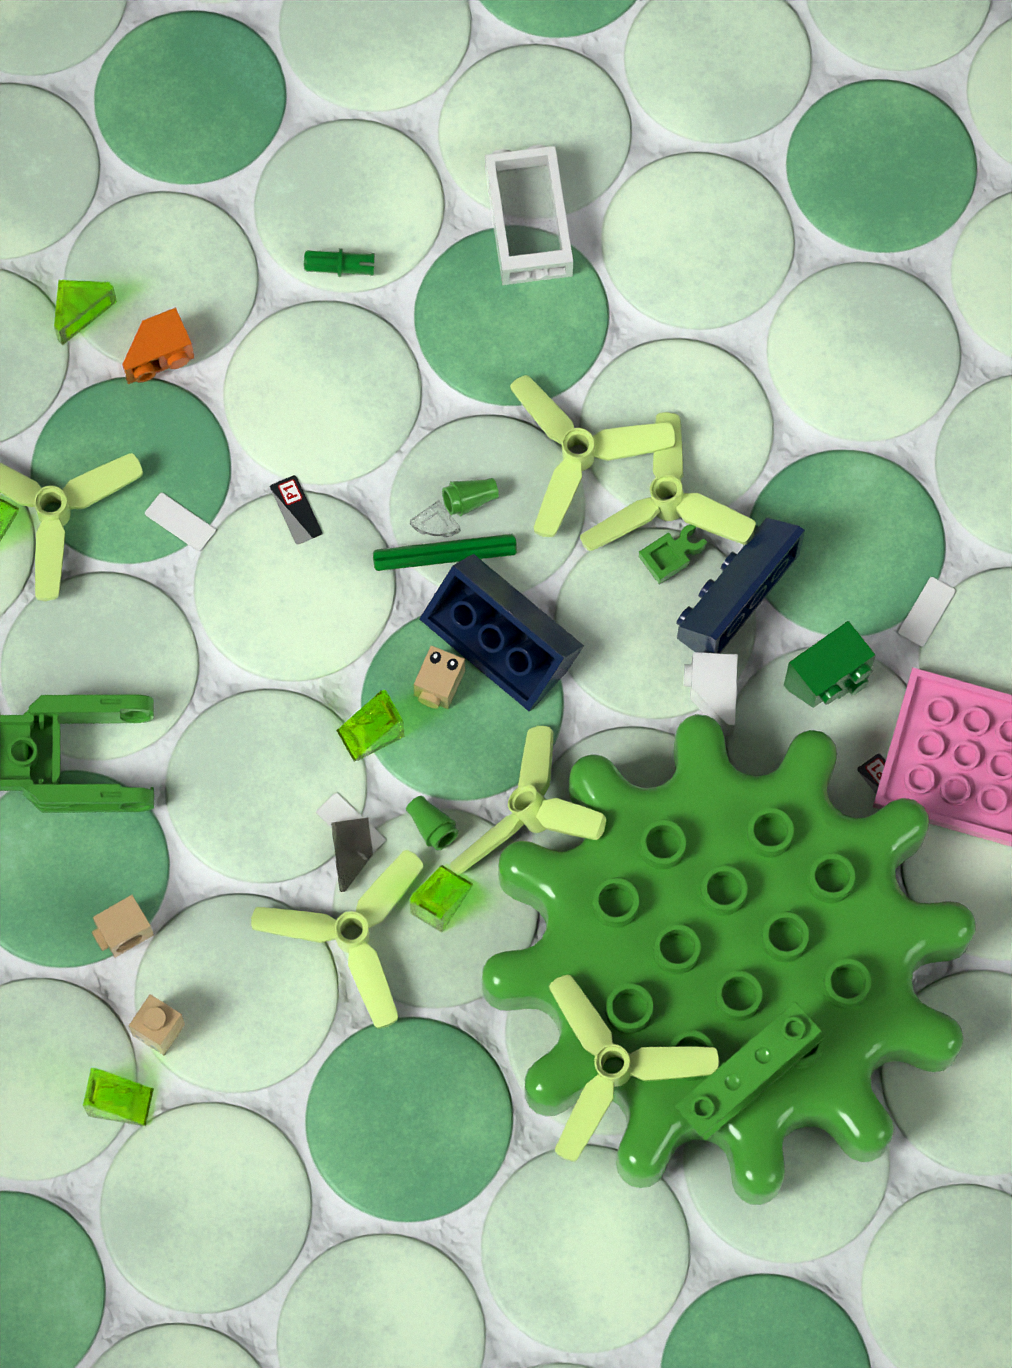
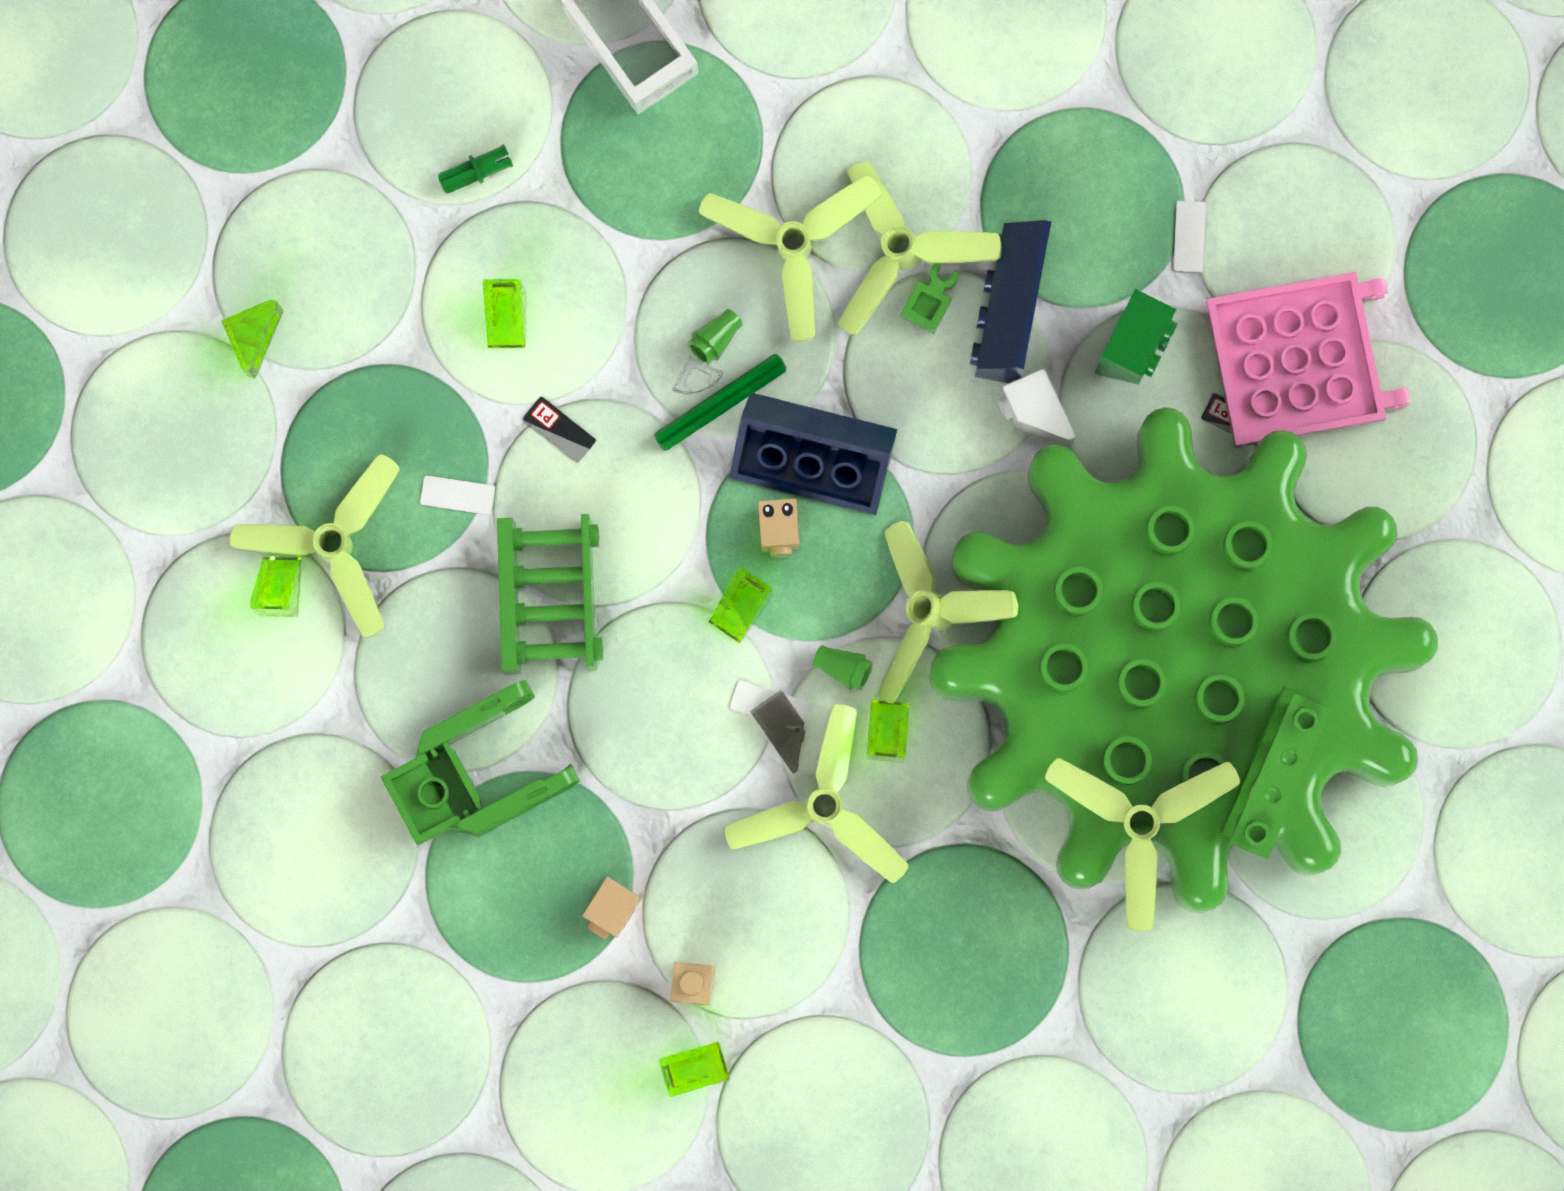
camera: 20 degrees left, 10 degrees up
(158, 346) = (348, 336): orange slope -> none
(189, 609) = (516, 614): none -> bright green fence
(301, 388) = (505, 313): none -> clear neon green slope

